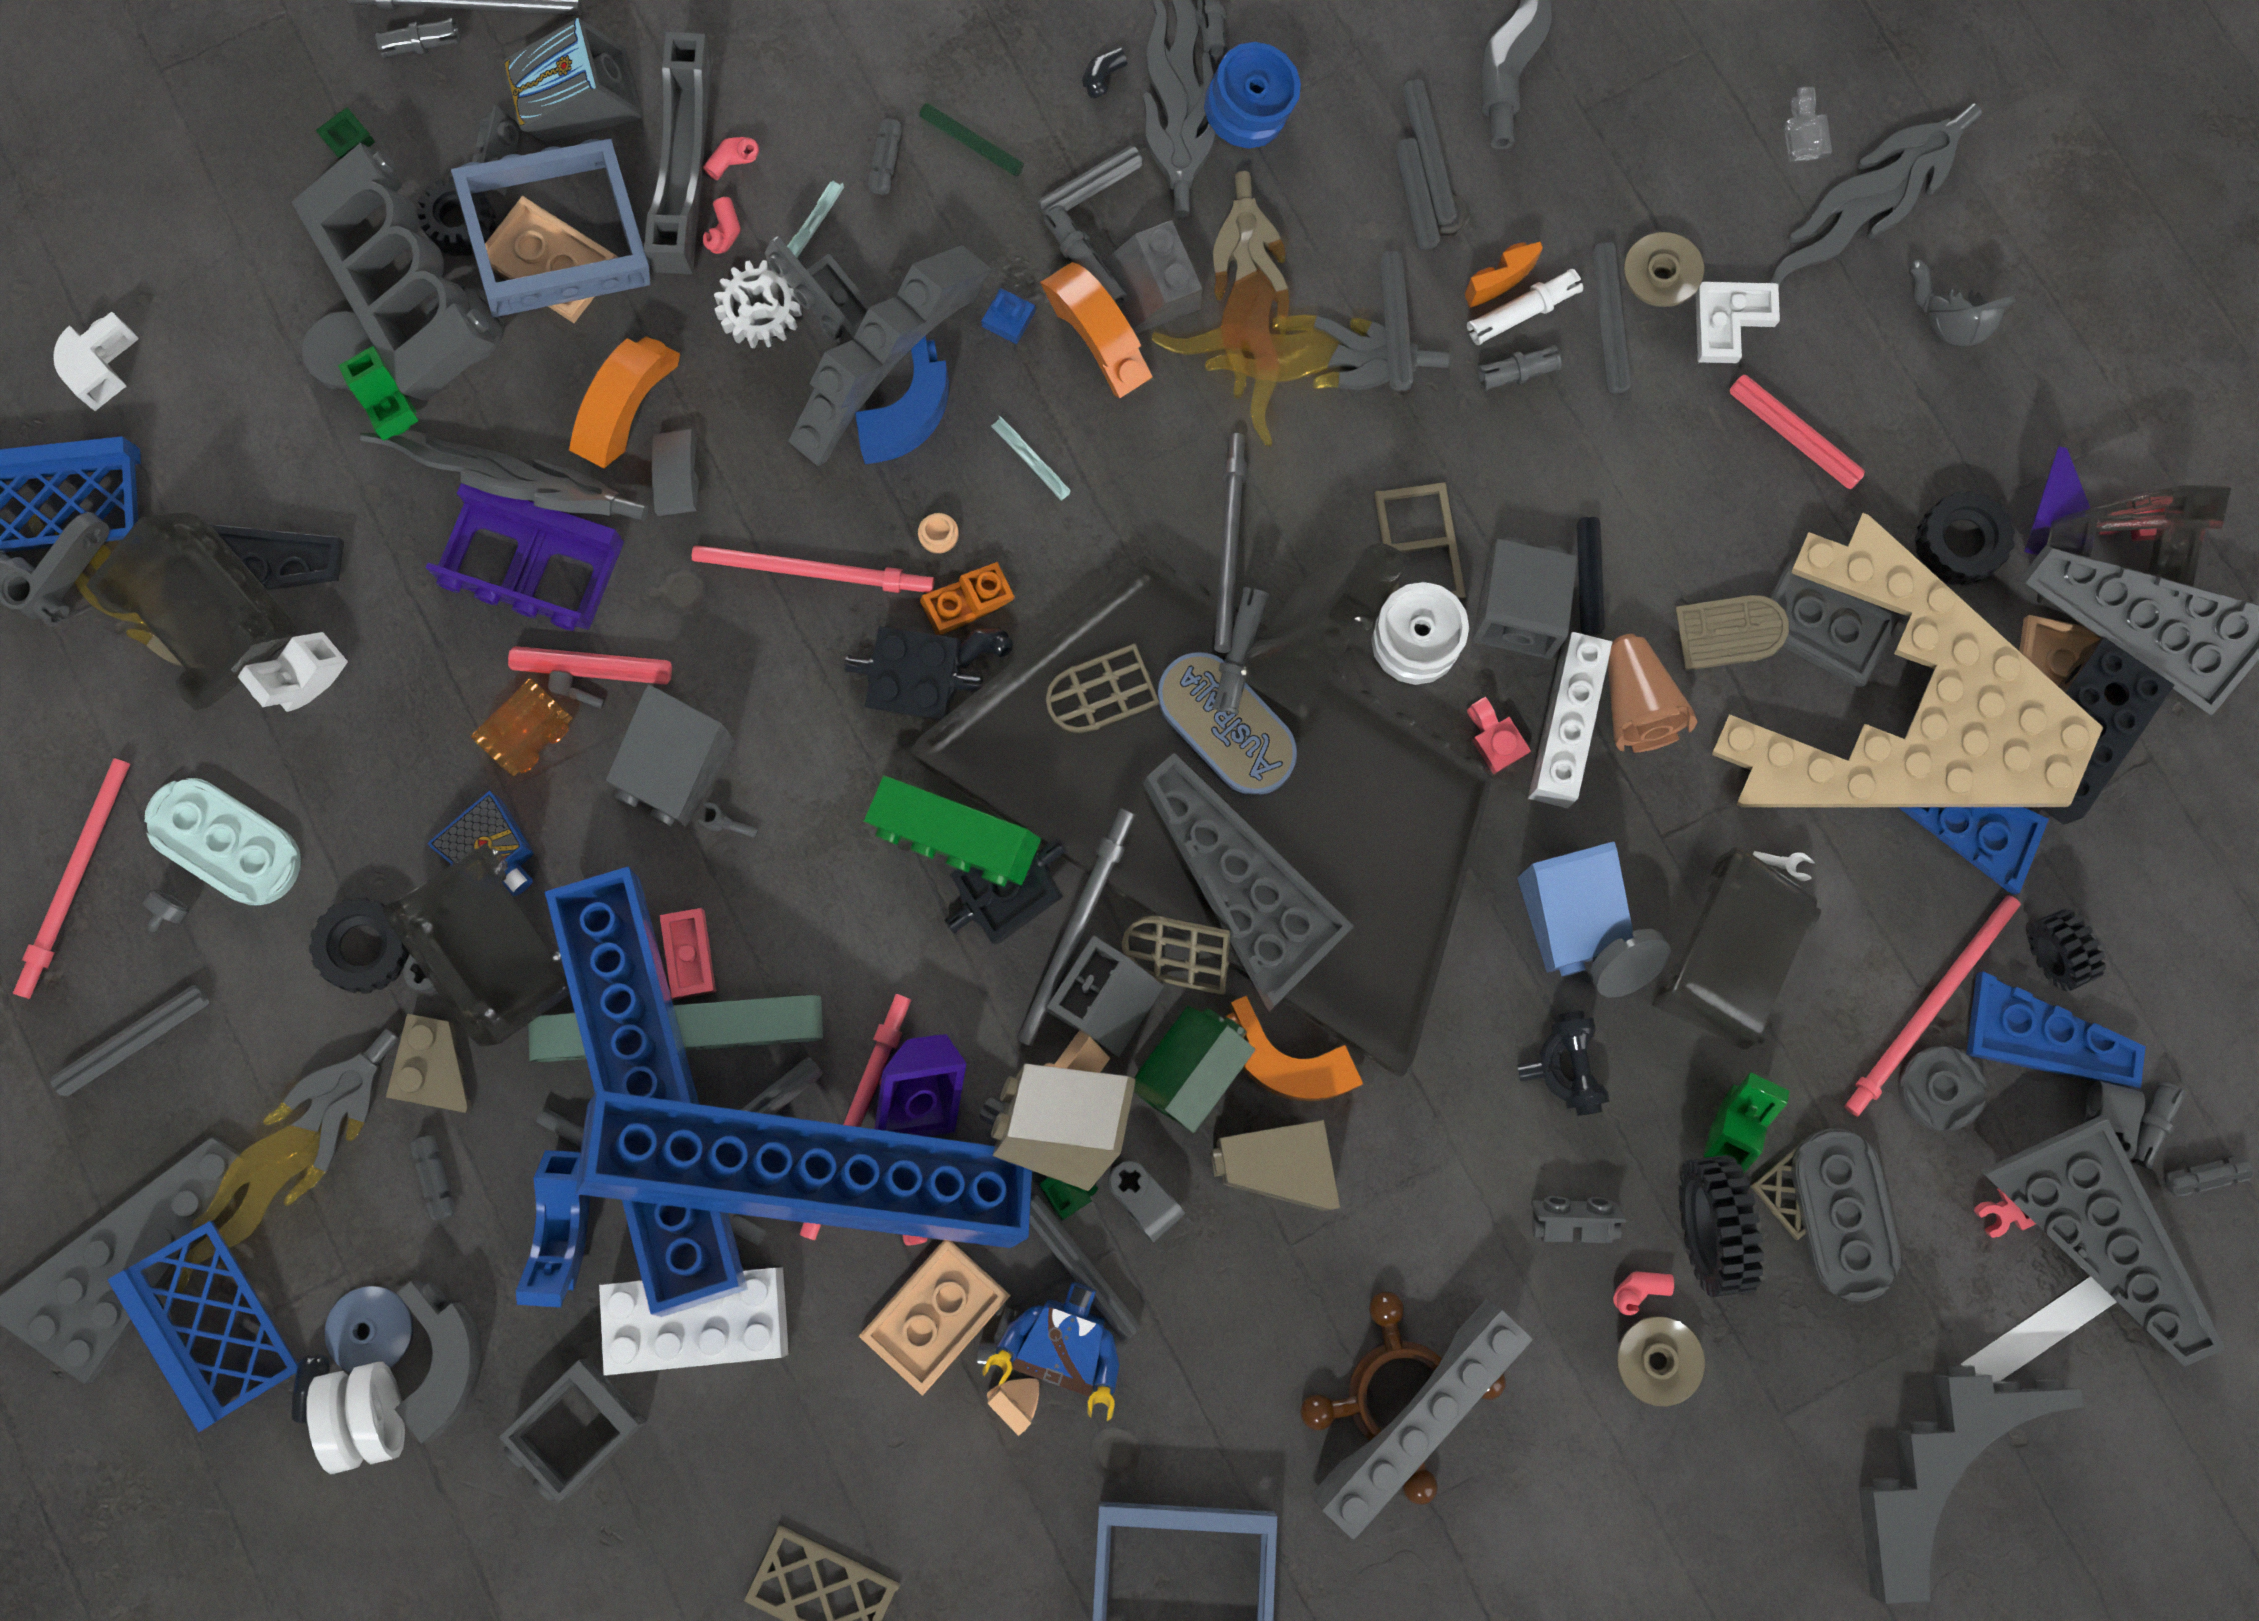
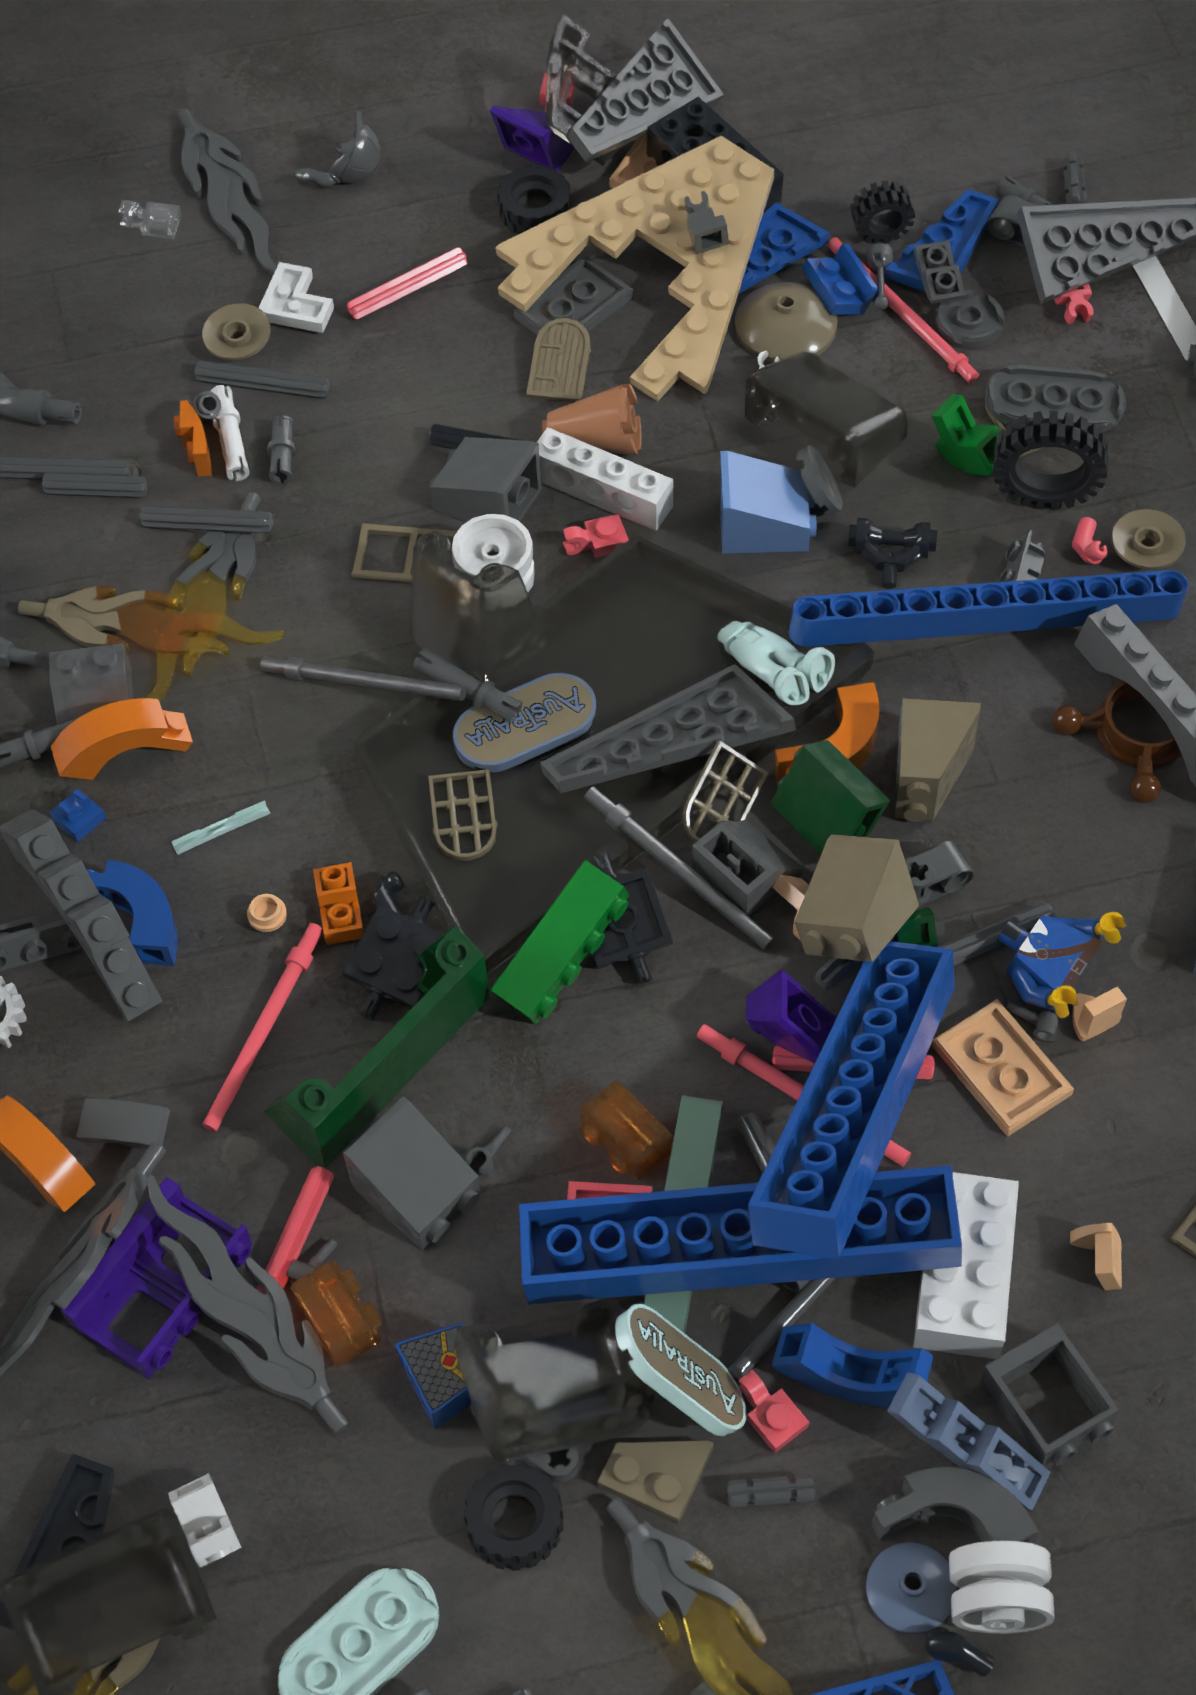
camera: 70 degrees left, 20 degrees down
(495, 1357) = (967, 1439): none -> sand blue slope
(499, 642) = (261, 1318): none -> dark grey piece
(500, 1064) = (681, 1370): none -> tile
(507, 1164) = (773, 1416): none -> coral plate
(696, 650) = (329, 1118): none -> dark green windscreen
(740, 1461) = (1107, 1247): none -> light nougat tile
(769, 948) = (625, 1130): none -> clear orange brick
(1379, 949) = (762, 651): none -> light aqua piece
(1514, 1207) = (983, 607): none -> blue beam
(1538, 276) = (206, 405): none -> dark grey pin
(1853, 888) = (784, 321): none -> dark tan dish
(1945, 922) = (841, 282): none -> blue bracket
(1947, 741) = (703, 227): none -> dark grey piece
(1990, 1038) = (938, 272): none -> dark grey slope
(1997, 961) = (878, 266): none -> dark grey hinge

